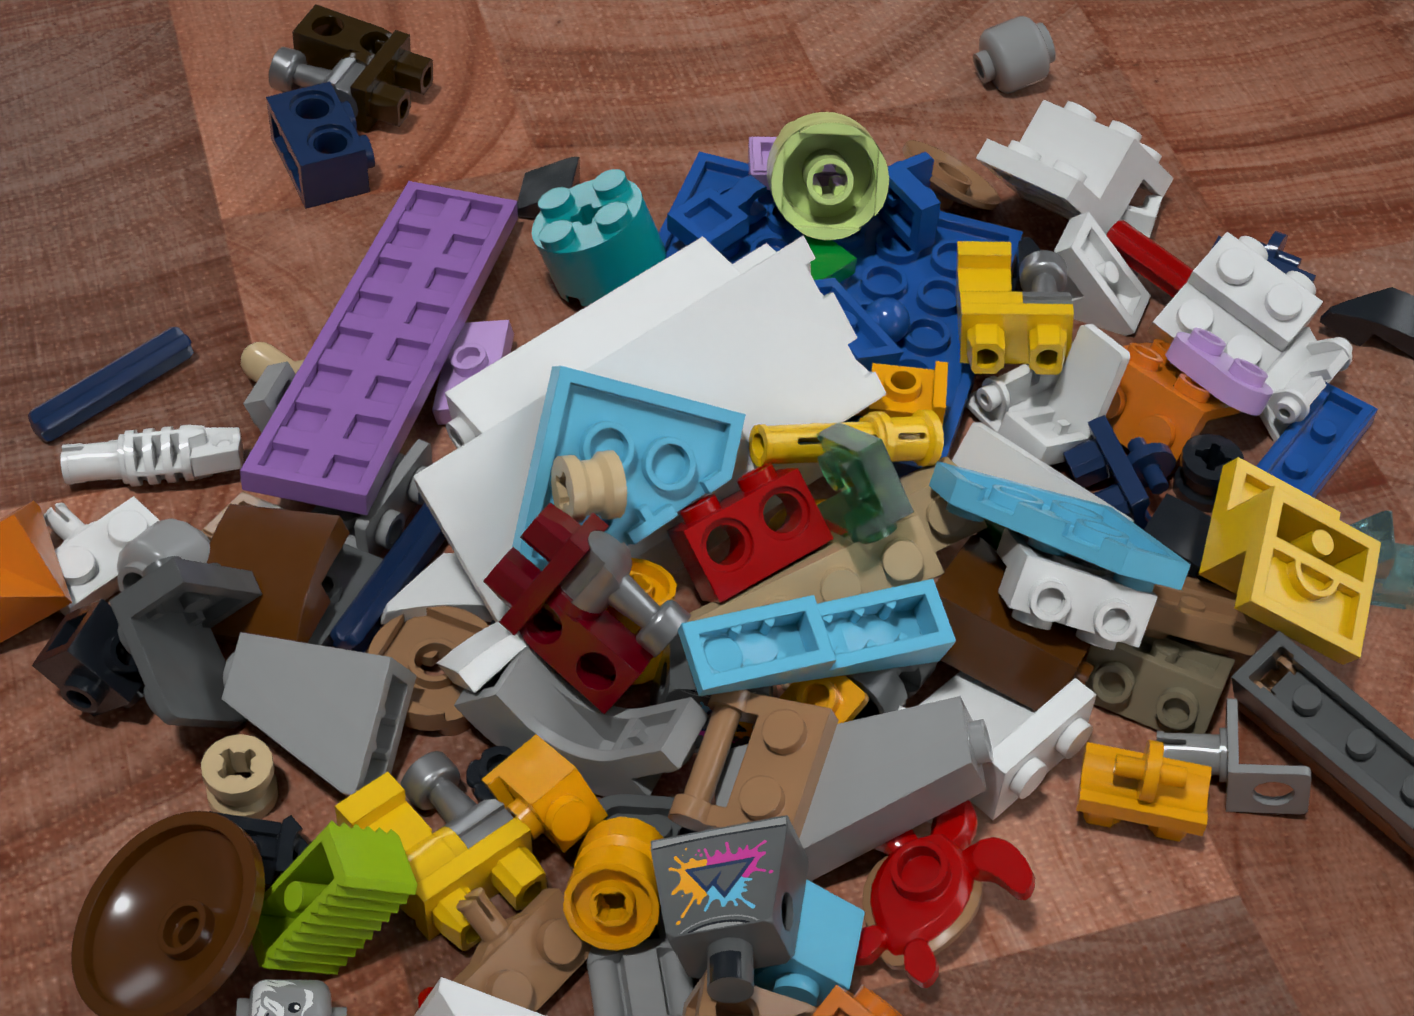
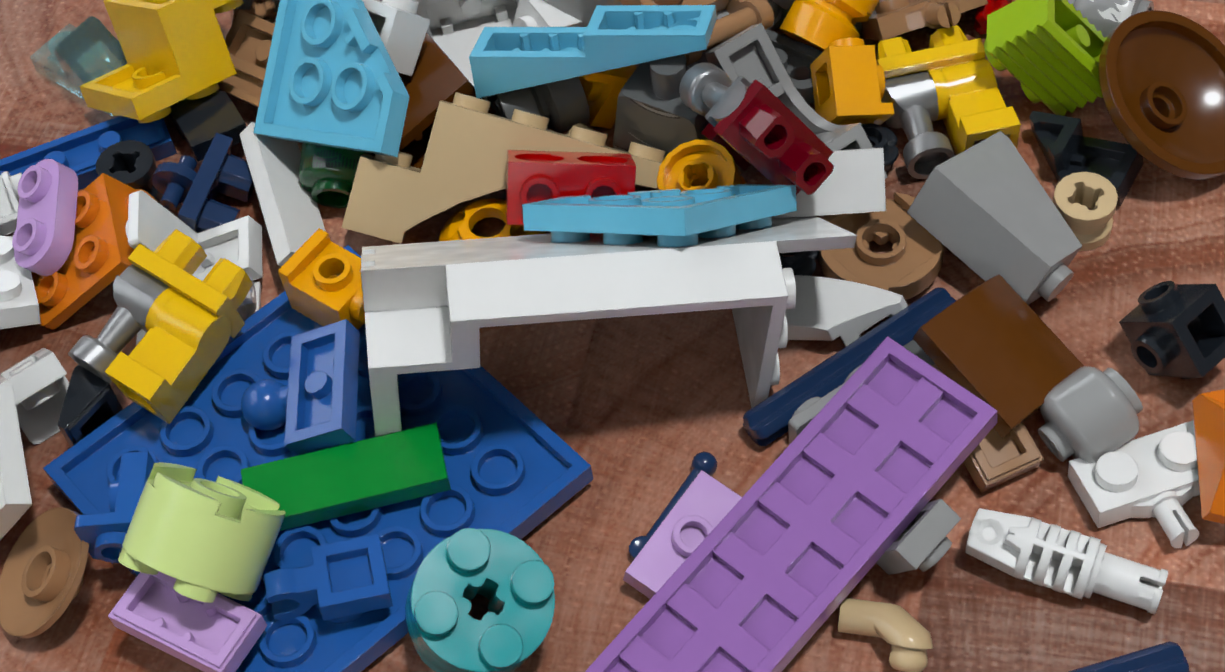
camera: 140 degrees left, 5 degrees up
(168, 632) = (1097, 291): dark grey bracket -> none
(590, 485) = (710, 161): tan wheel -> none
(780, 442) = (406, 222): yellow pin -> none
(869, 484) = (476, 137): clear green bracket -> none

